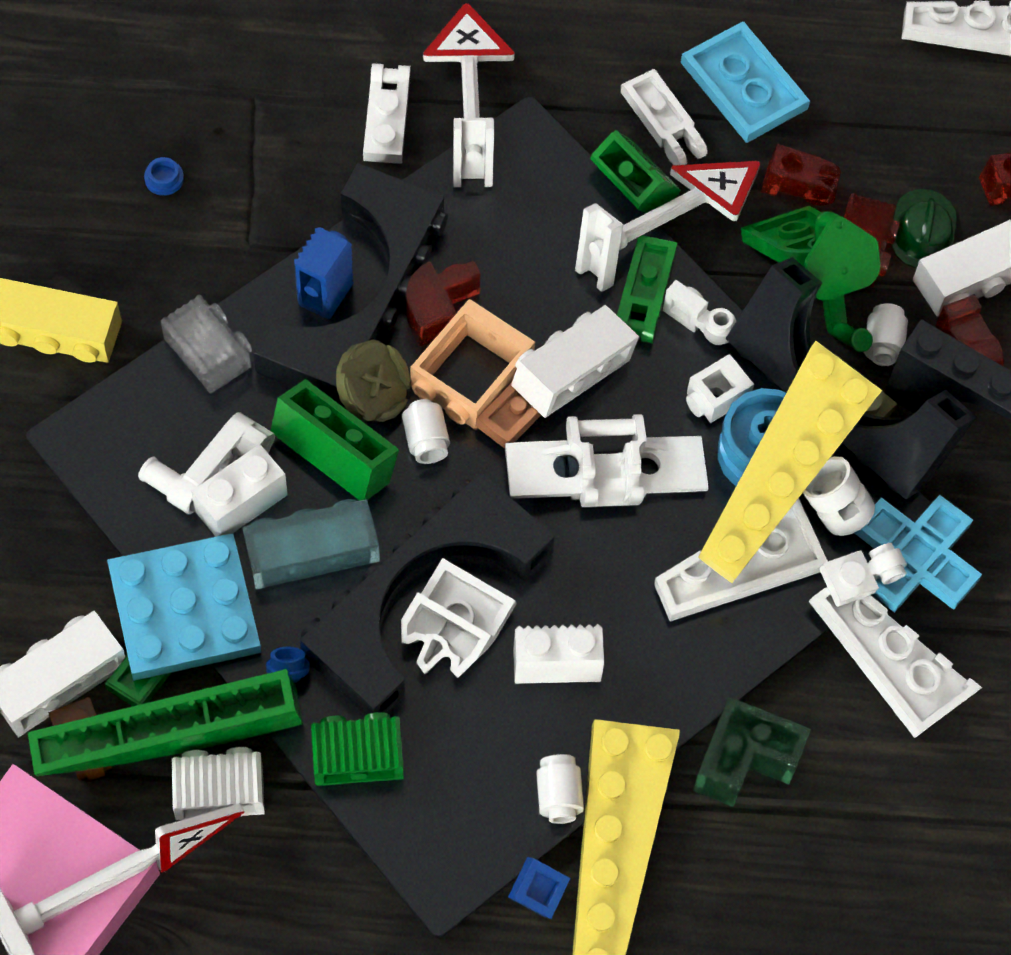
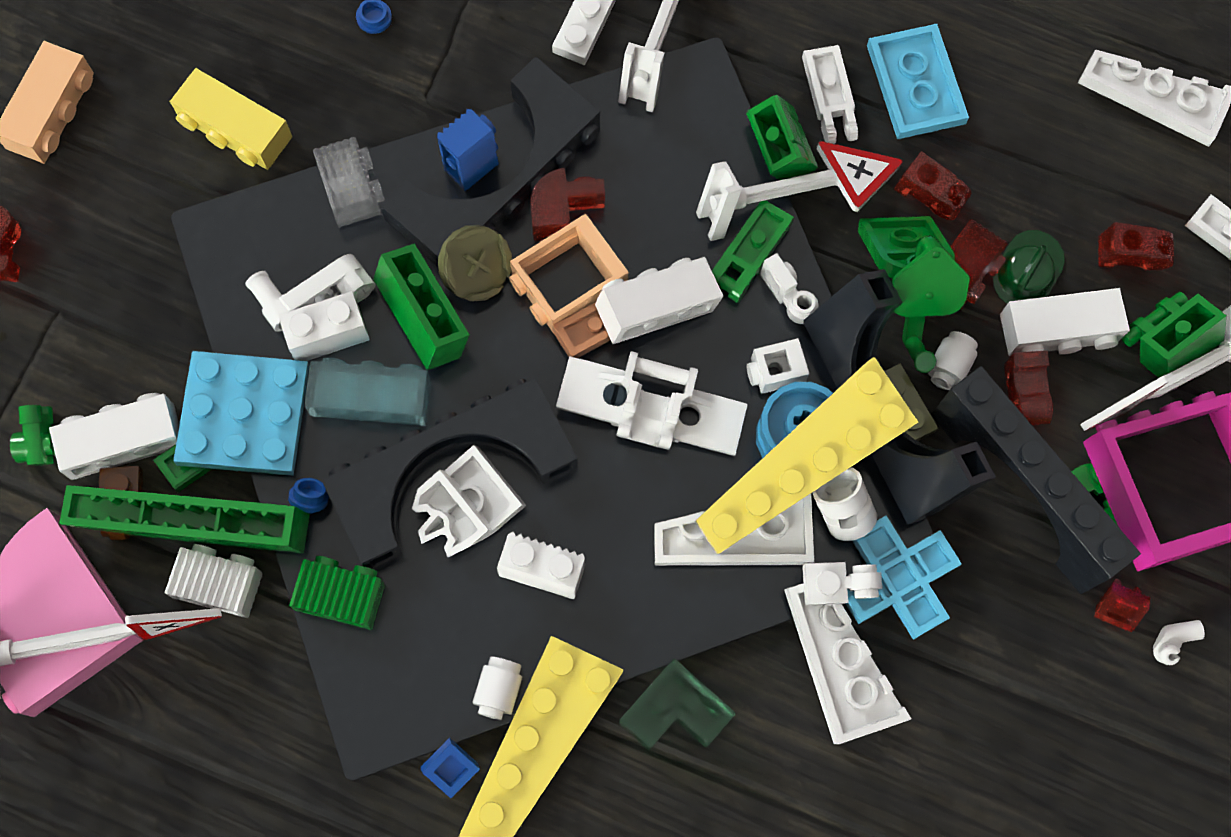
camera: 20 degrees right, 10 degrees up
(426, 431) = (506, 322): white brick -> none

